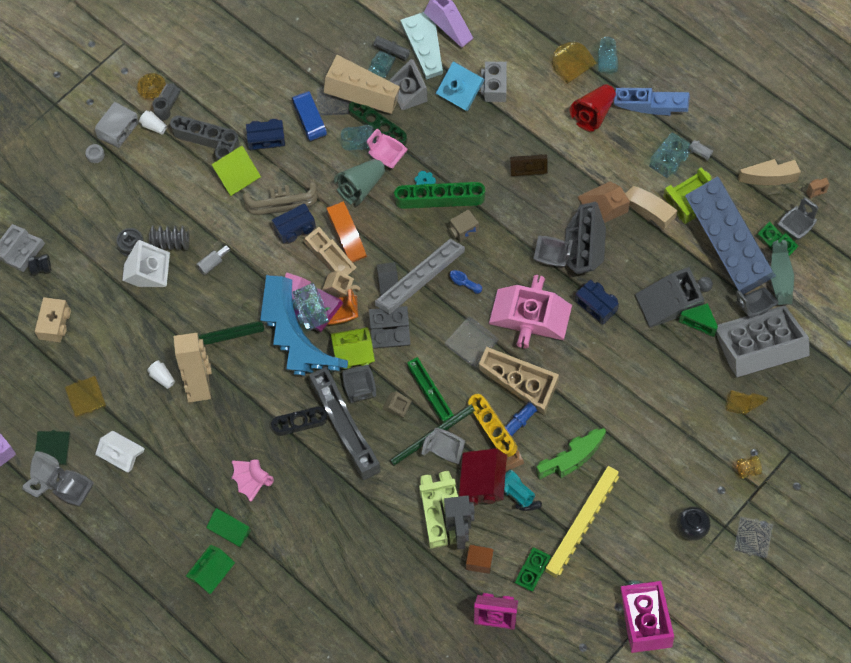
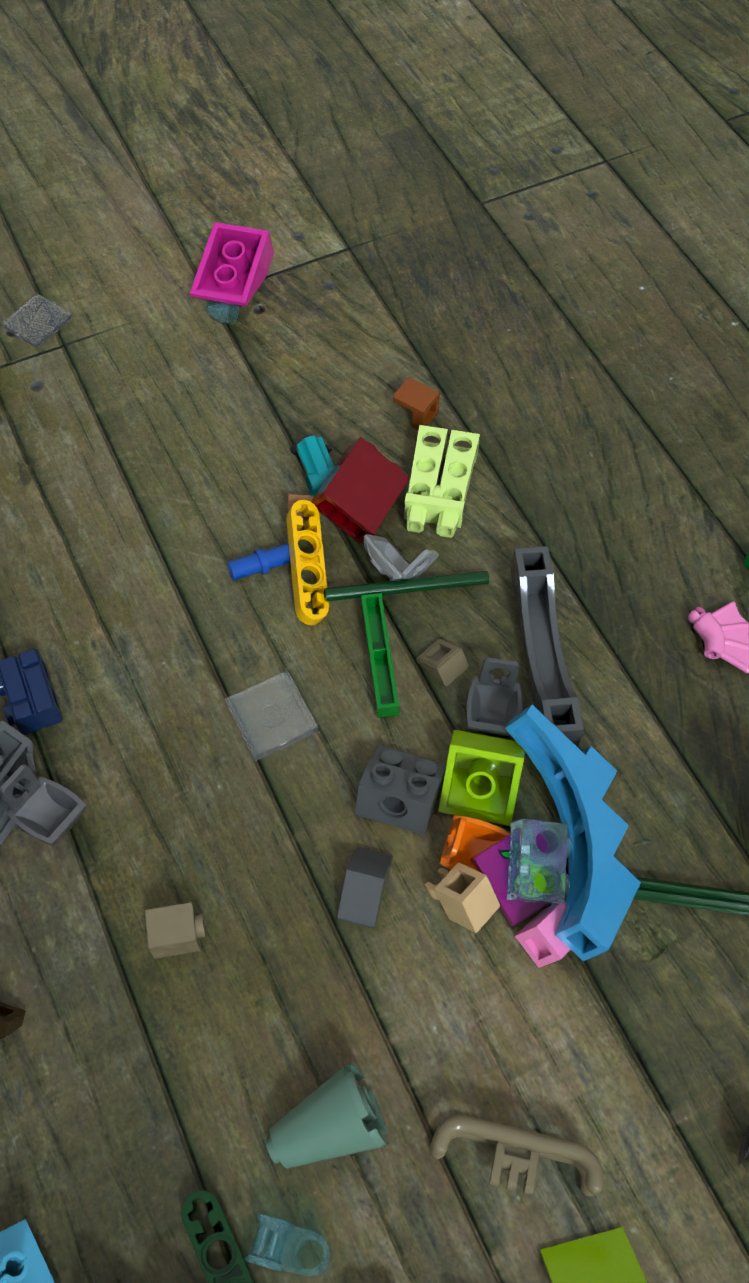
camera: 160 degrees left, 5 degrees down
(211, 260) = (704, 1069): light grey piece -> none
(292, 416) = (629, 683): black beam -> none
(294, 223) = (508, 1080): dark blue brick -> none
(329, 252) = (458, 985): tan slope -> none
(346, 232) = (407, 1016): orange slope -> none
(386, 149) = (241, 1178): bright pink piece -> none
(419, 276) = (305, 847): light grey tile -> none
(423, 176) = (187, 1070): teal plant -> none
(448, 191) = (173, 1004): green beam -> none
(458, 517) = (427, 419): dark grey brick -> none
(461, 279) = (232, 831): blue piece -> none
(495, 611) = (426, 319): dark pink slope -> none
(520, 378) = (225, 611): tan wedge -> none
(533, 569) = (350, 375): green slope -> none
(548, 313) = (151, 717): bright pink slope -> none
(578, 453) = (200, 481): bright green slope -> none
(580, 524) = (245, 406): light yellow piece -> none
(693, 523) = (103, 344): black piece -> none

